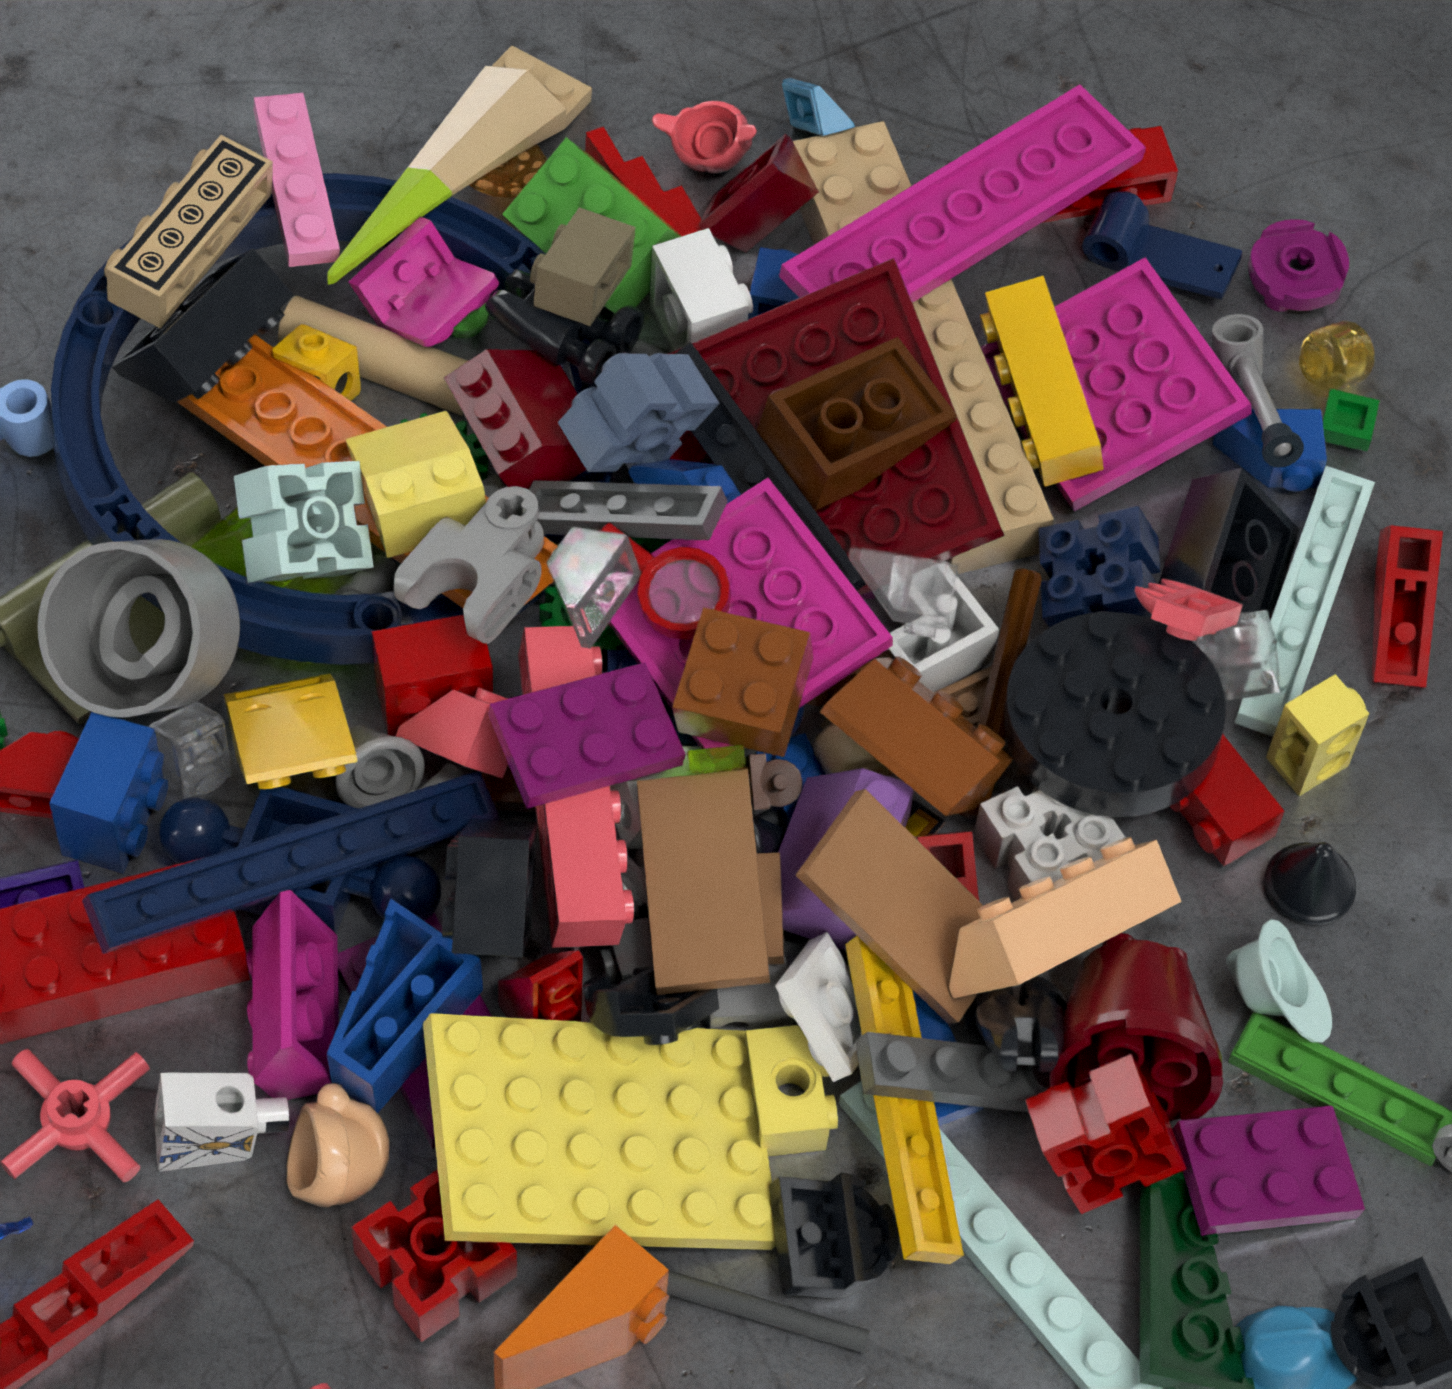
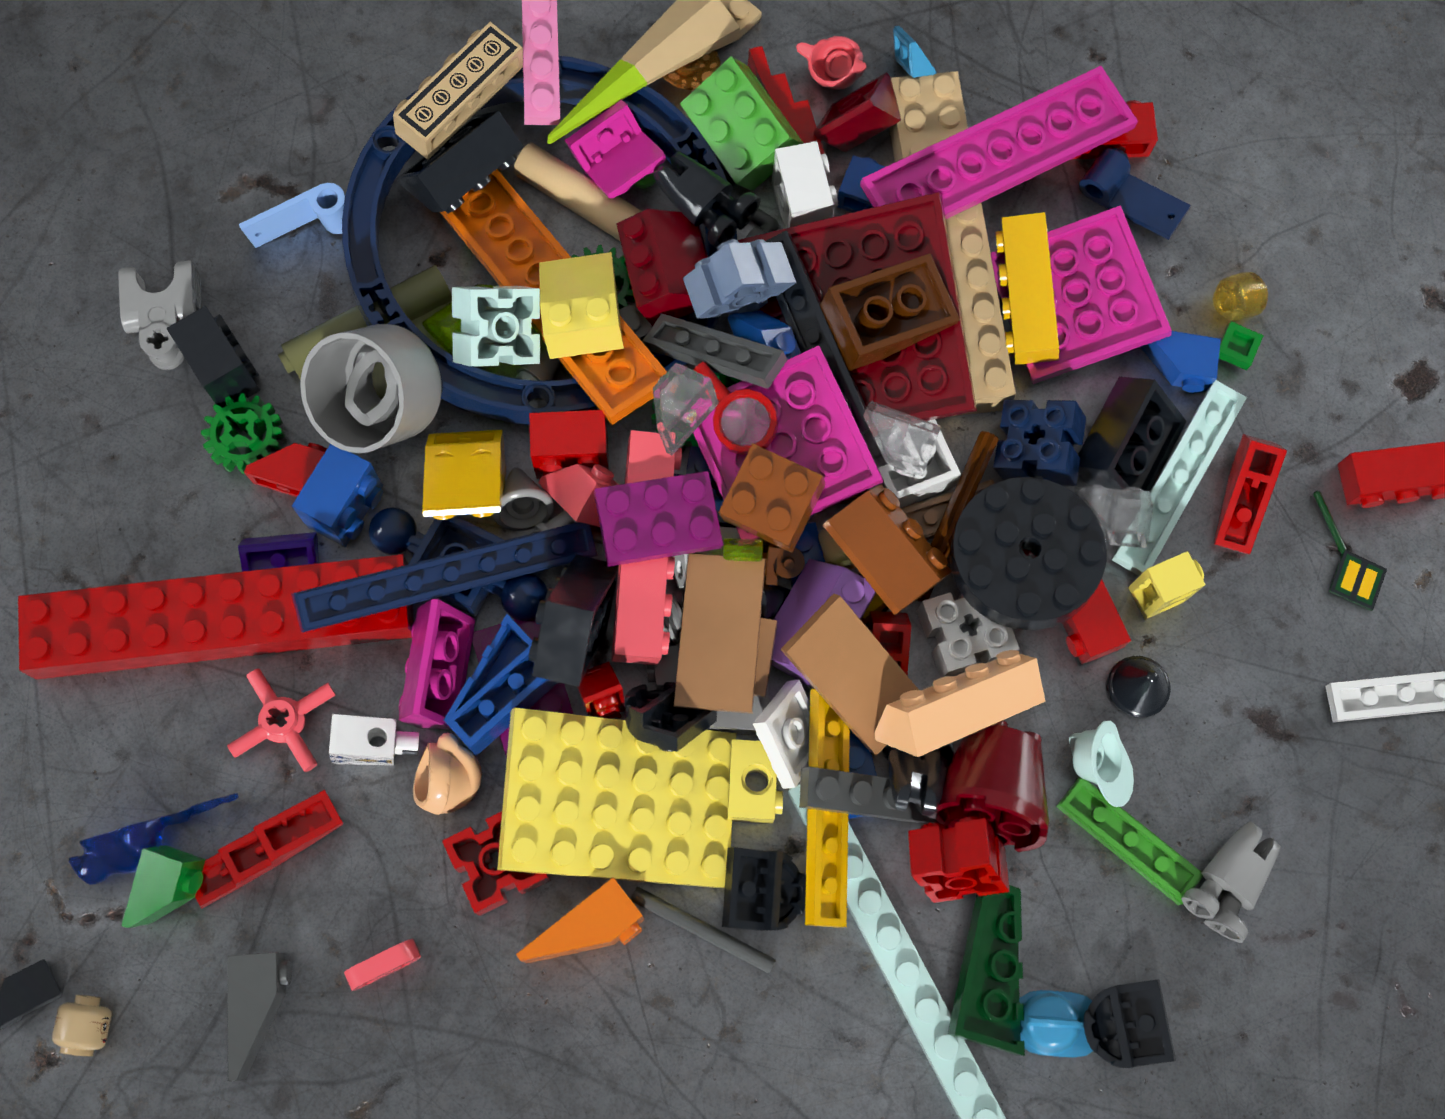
camera: 10 degrees right, 15 degrees up
(194, 749) = (400, 470): clear slope -> none
(322, 357) = (537, 194): yellow bracket -> none
(486, 556) = (613, 374): light grey piece -> none
(583, 266) = (722, 159): dark tan brick -> none
(1187, 609) = (1094, 486): coral plate -> none
(1239, 347) = (1172, 285): light grey piece -> none
(1268, 1170) = (1065, 894): magenta plate -> none
(1294, 289) = (1217, 237): magenta plate -> none

